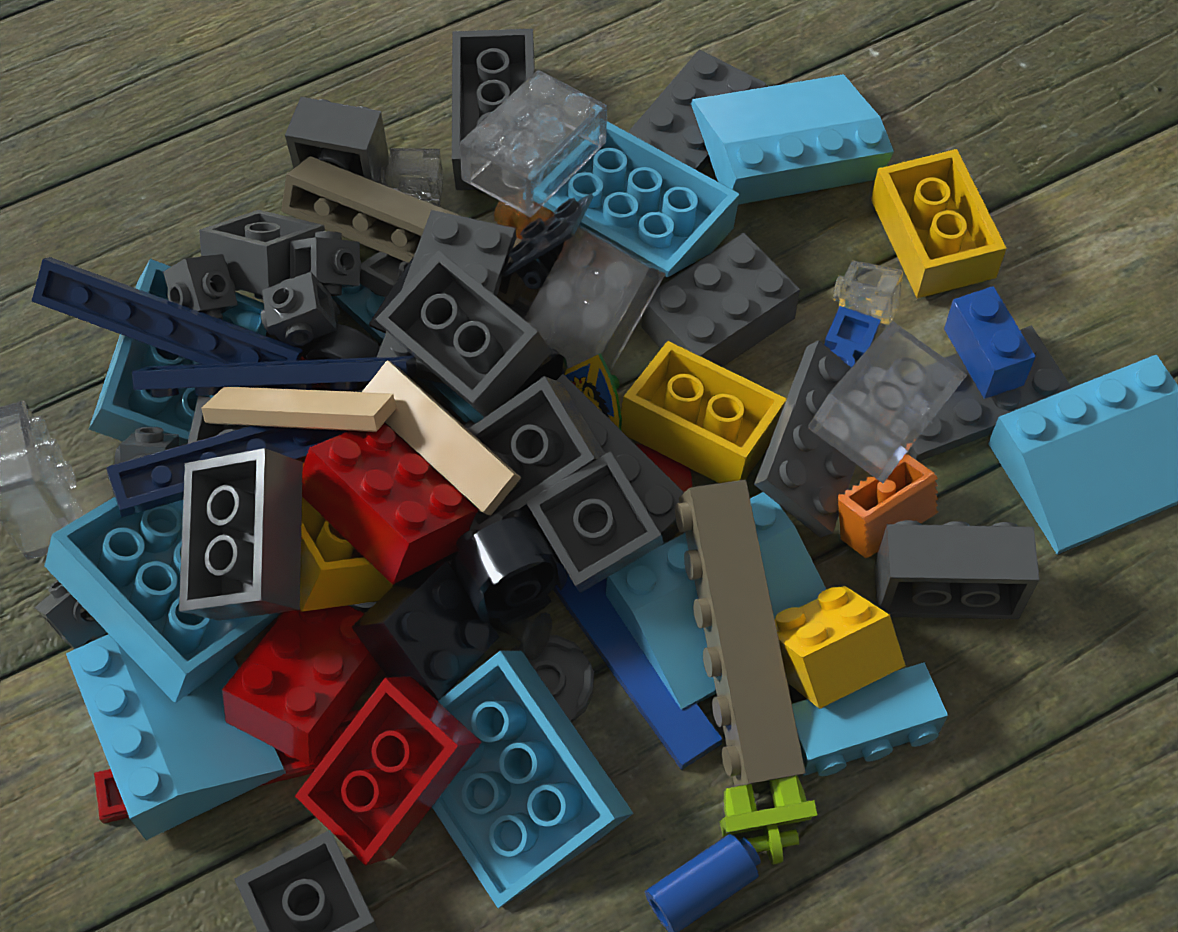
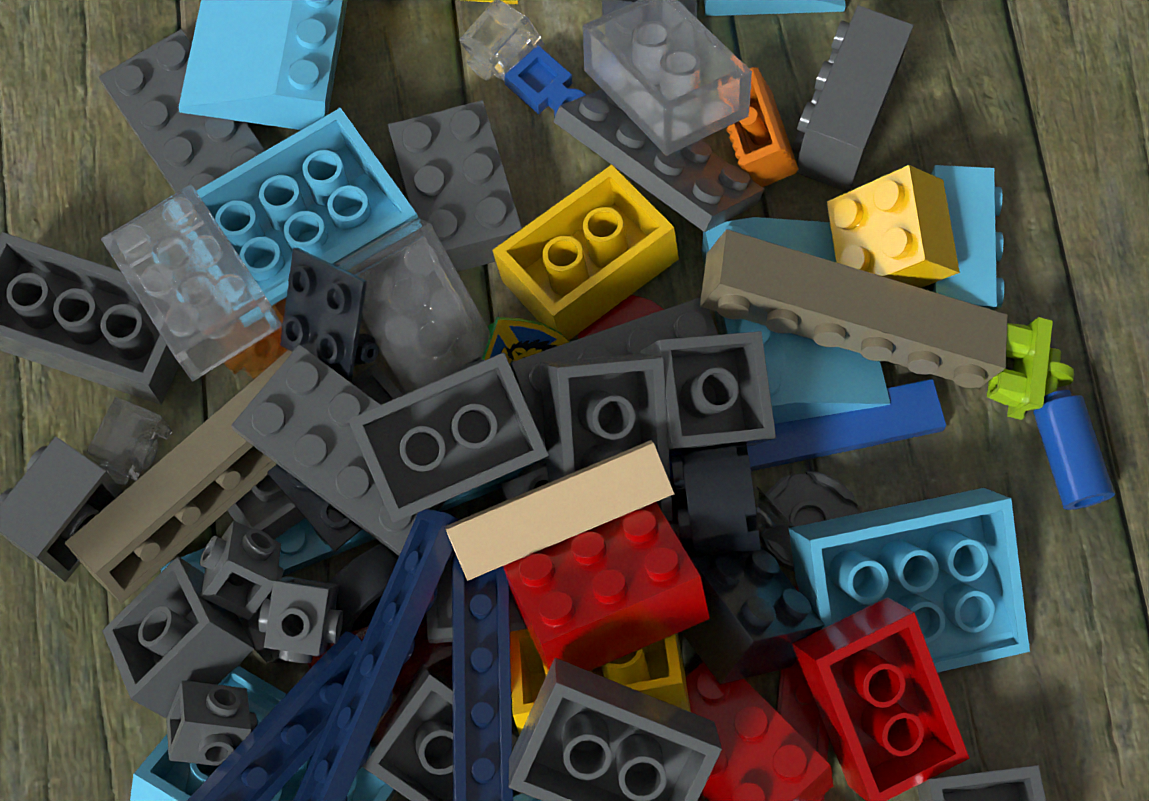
camera: 70 degrees left, 10 degrees up
(299, 408) = (458, 649): tan tile -> none

